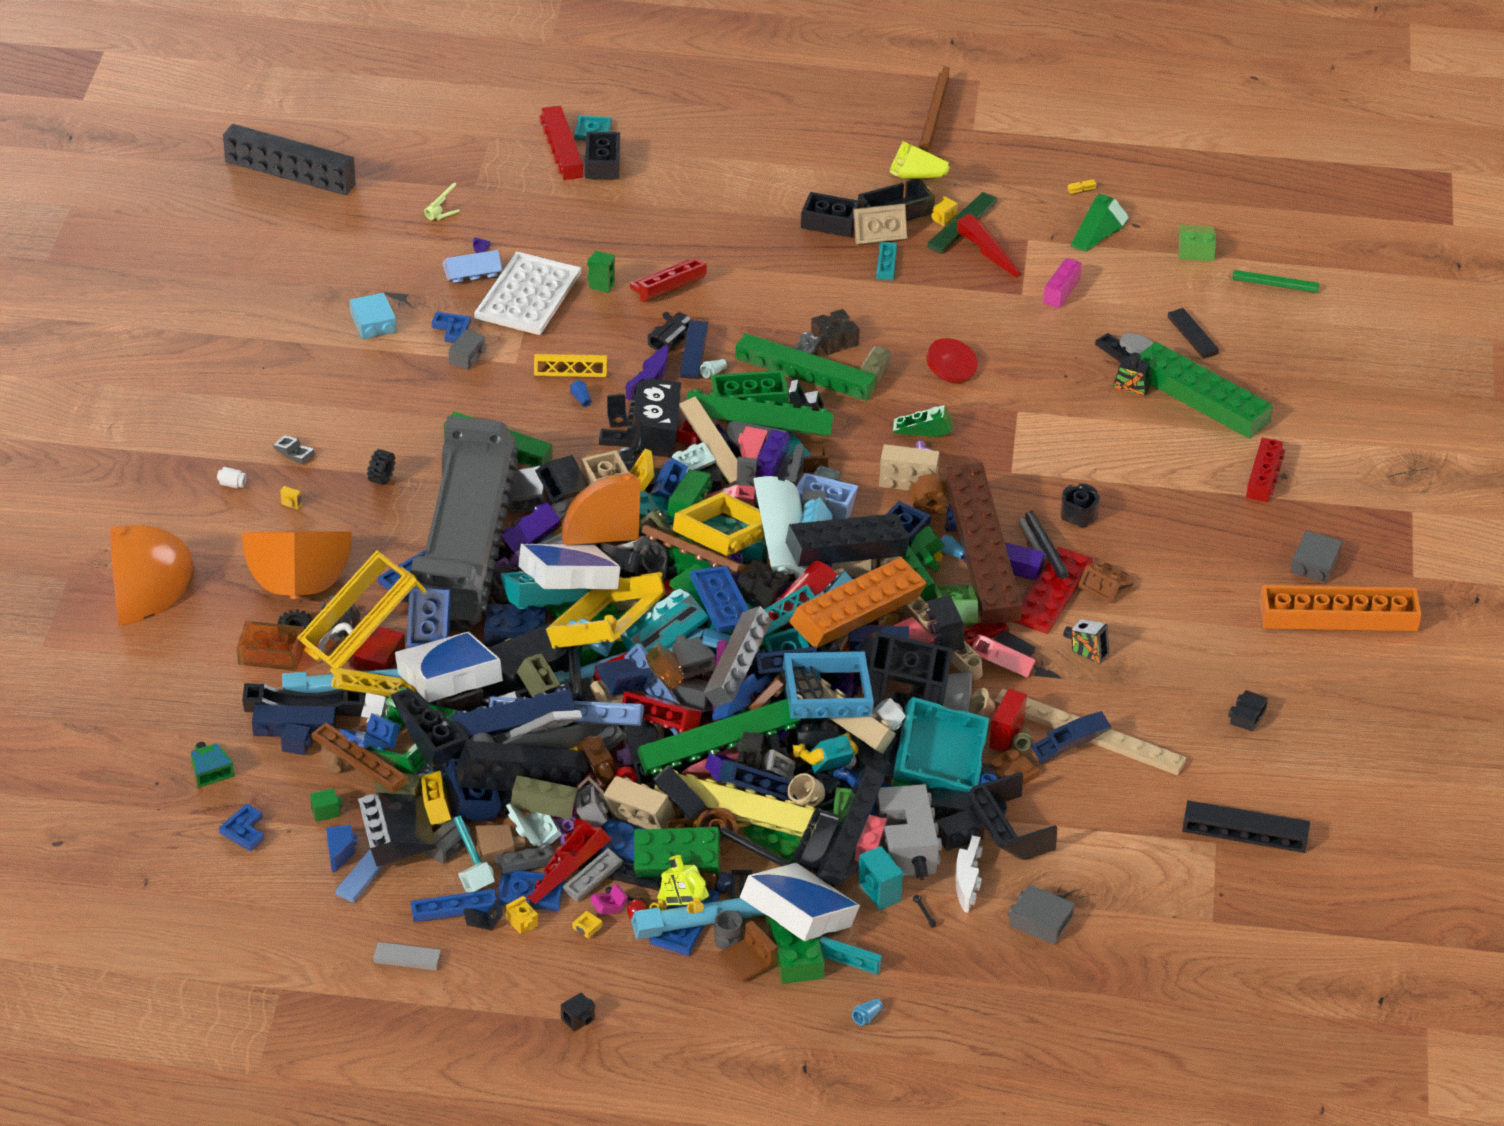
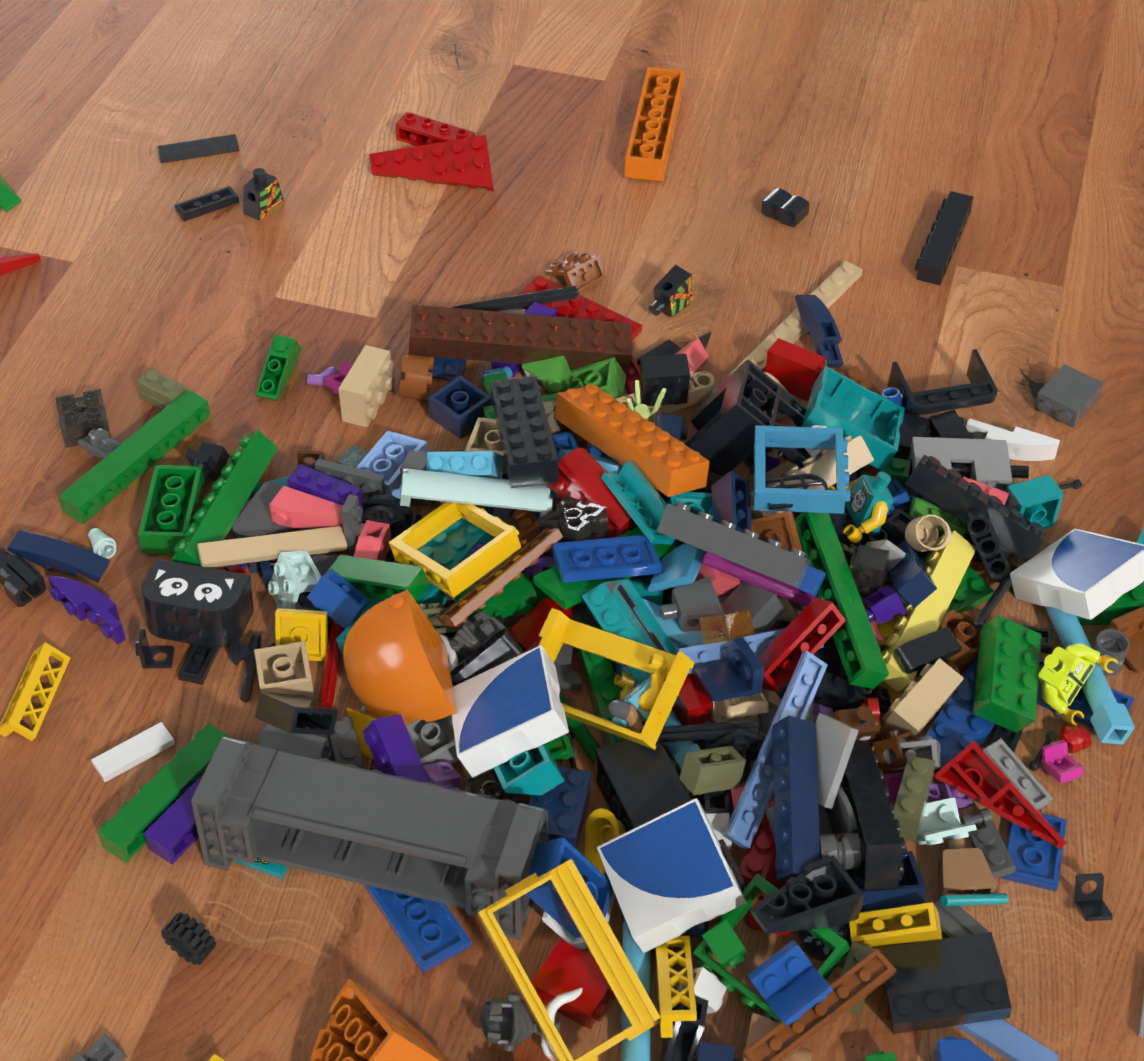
camera: 80 degrees left, 5 degrees up
(451, 905) = (1070, 936): blue plate -> none
(476, 877) = (1027, 899): light aqua brick -> none
(521, 915) = (1087, 857): yellow brick -> none
(531, 421) = (133, 752): none -> white tile
(574, 617) = (626, 712): none -> arm
(580, 392) = (99, 686): blue cone -> none
(587, 924) = (1097, 792): yellow plate -> none
(914, 622) = (643, 409): none -> yellowish green plant
(951, 360) = (178, 327): red piece -> none
(956, 573) = (551, 374): none -> bright green slope
(1062, 282) = (78, 221): dark pink brick -> none
(1080, 504) = (459, 266): black brick -> none
(1134, 343) = (204, 186): light grey tile -> none
(1196, 242) = (51, 117): bright green slope -> none
(1206, 391) = (303, 150): green brick -> none
(1223, 477) = (445, 163): none -> red wing
(1275, 281) = (140, 80): green axle -> none
(1316, 556) = (573, 127): dark grey brick -> none

